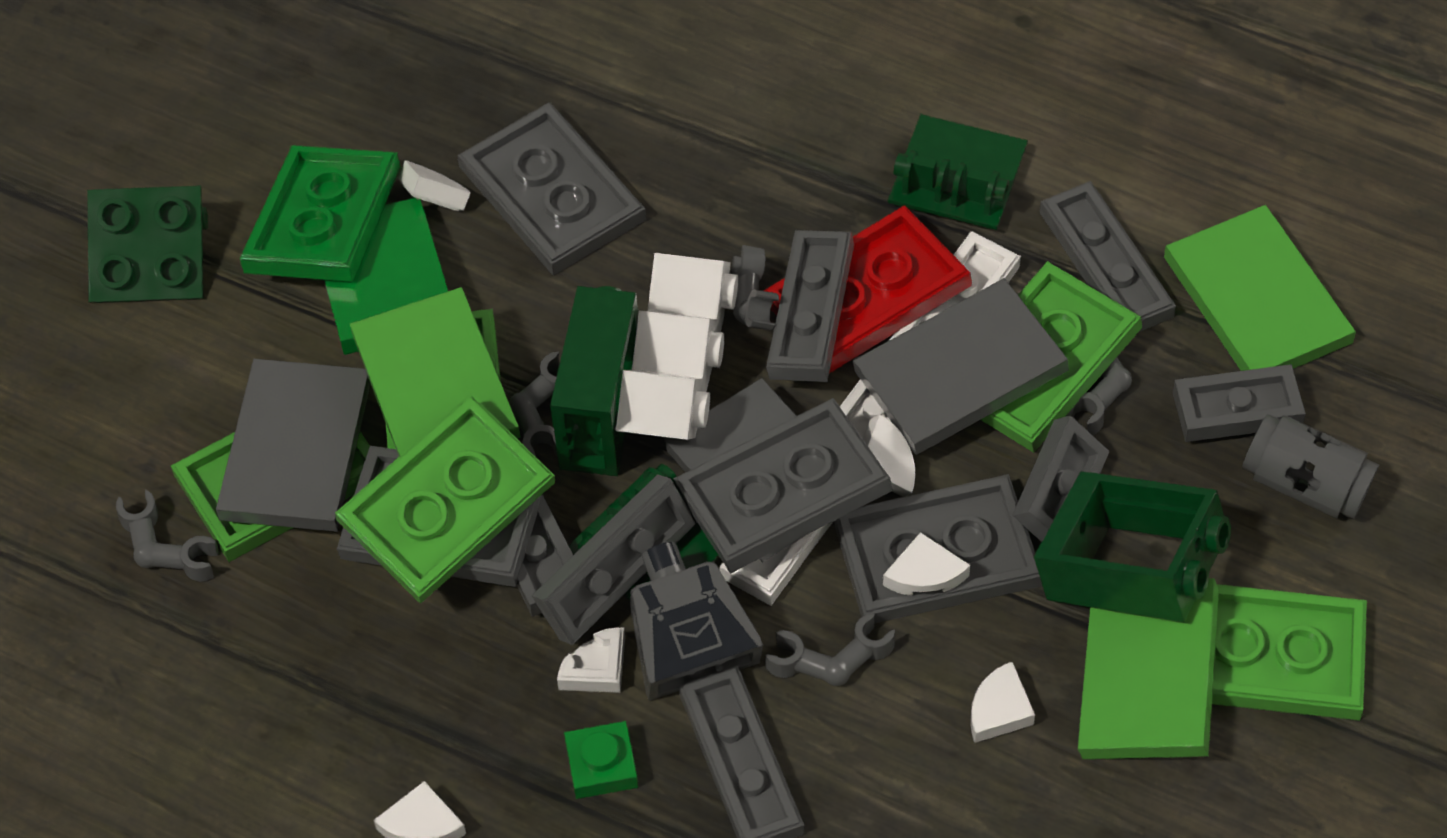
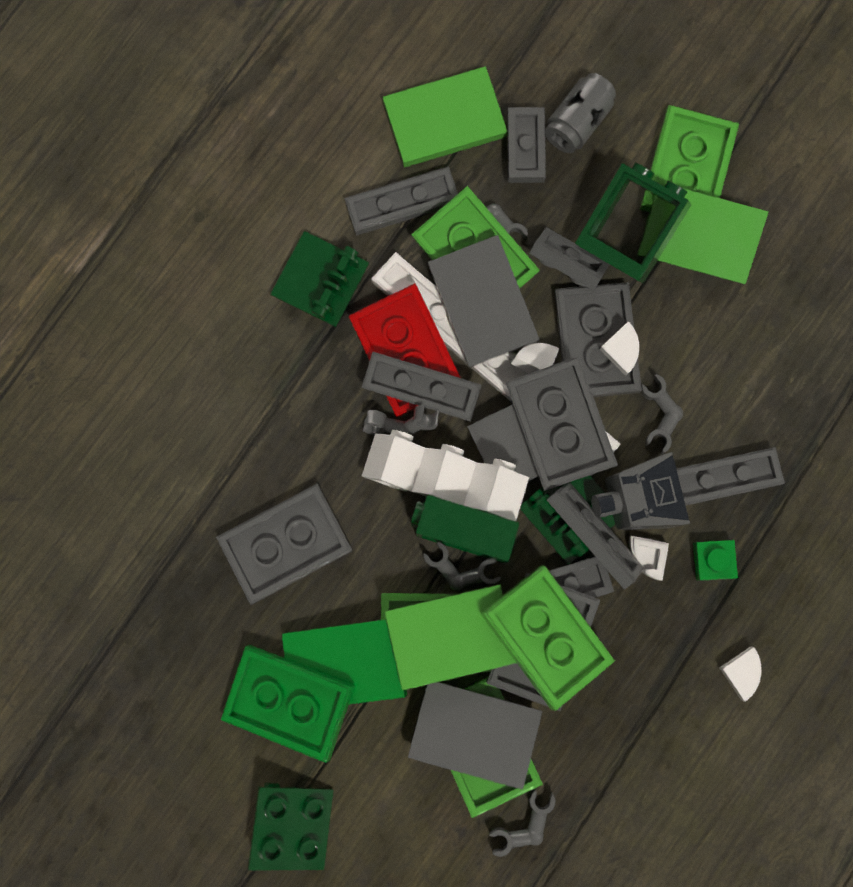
camera: 85 degrees left, 25 degrees up
(433, 187) = (273, 624): white tile -> none
(1000, 705) = (708, 323): white tile -> none

